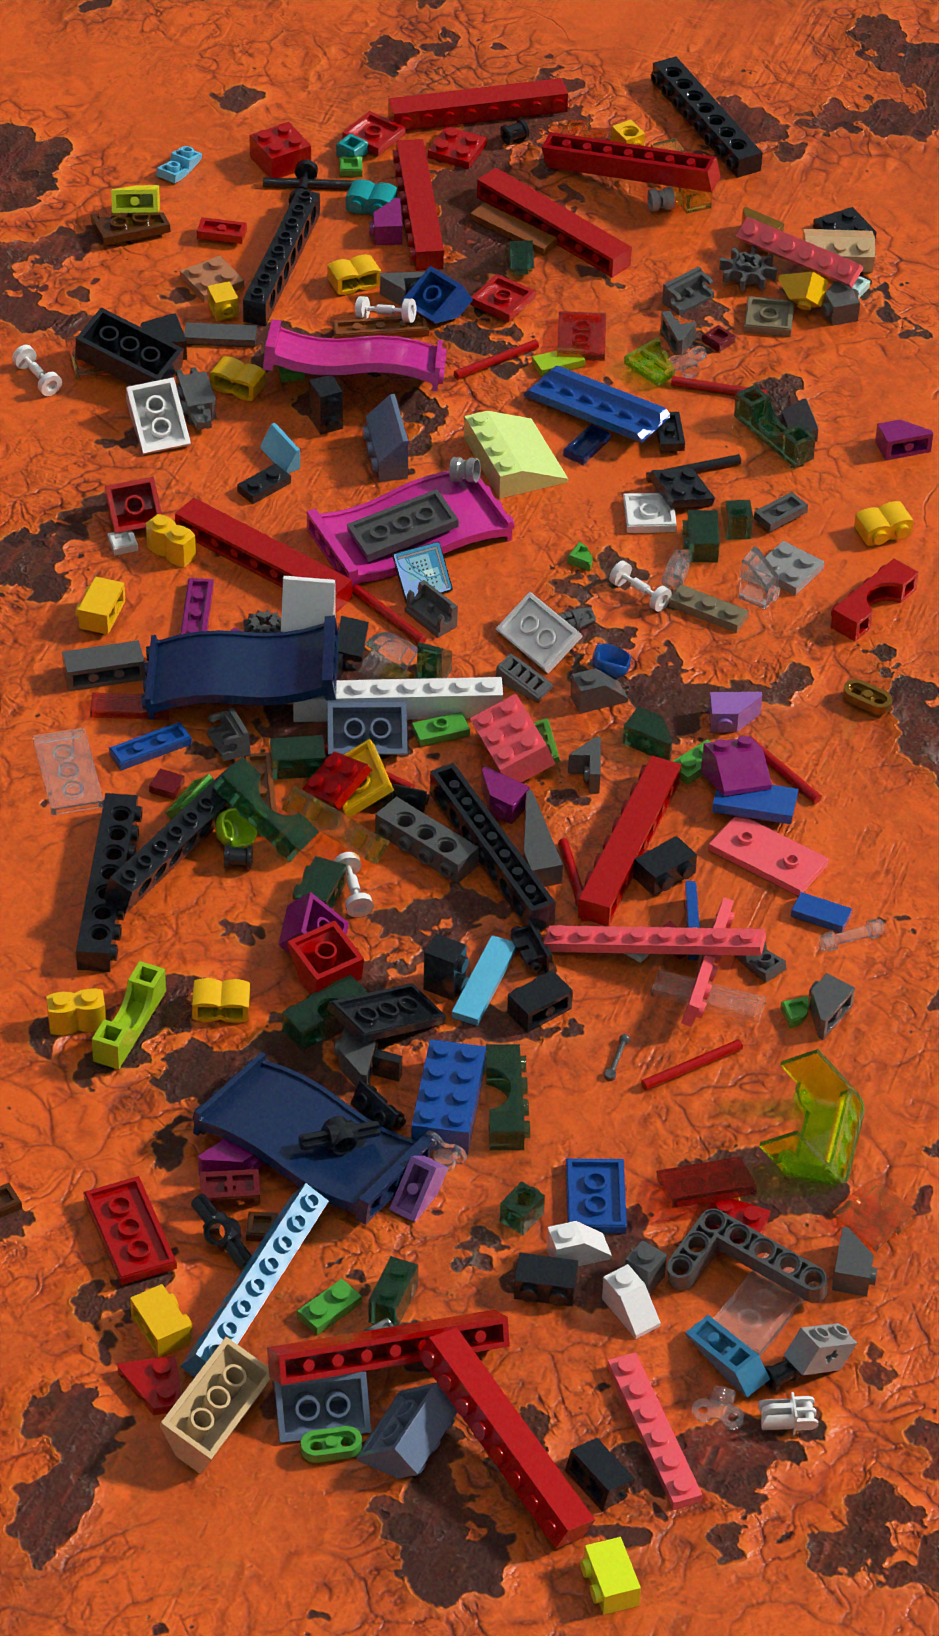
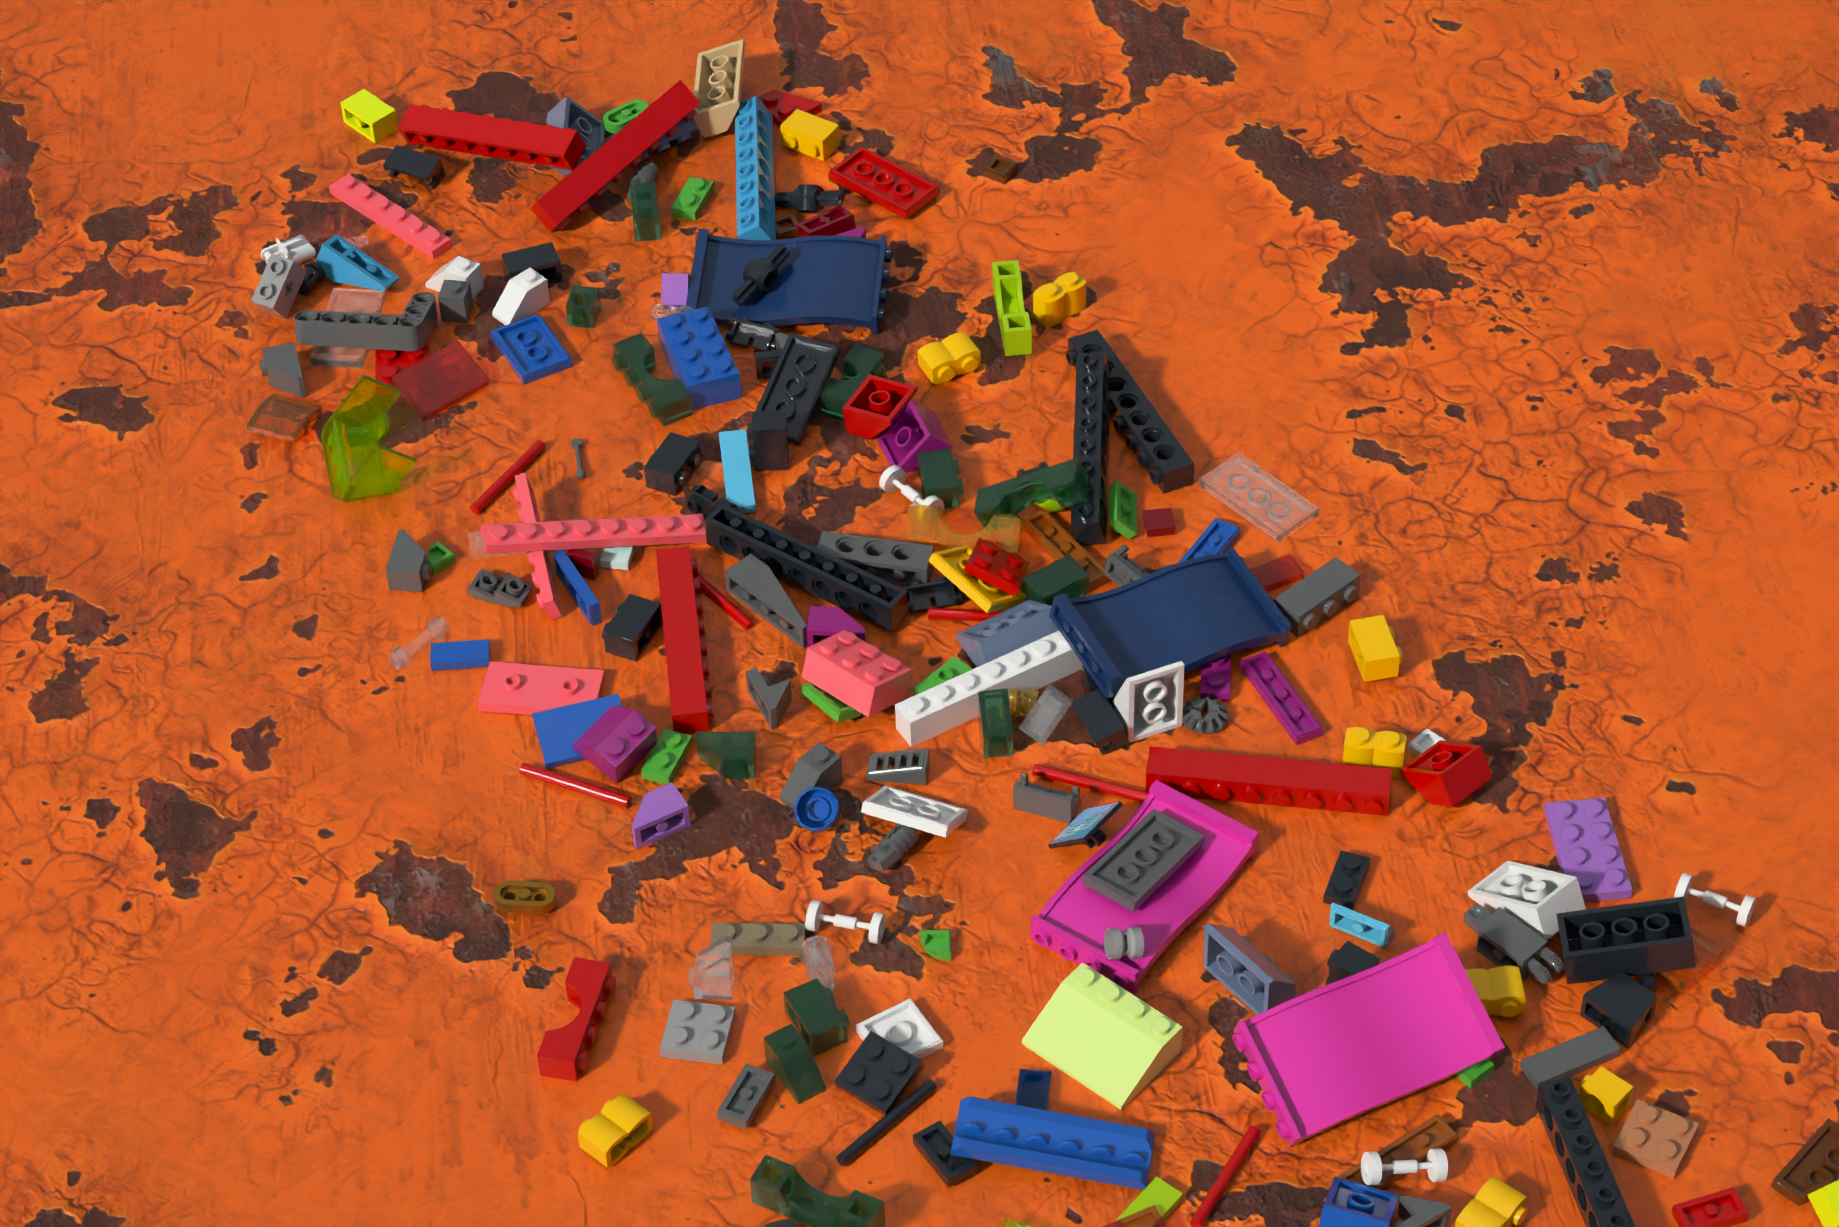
camera: 155 degrees right, 0 degrees up
(83, 437) = (1588, 848): none -> medium lavender plate

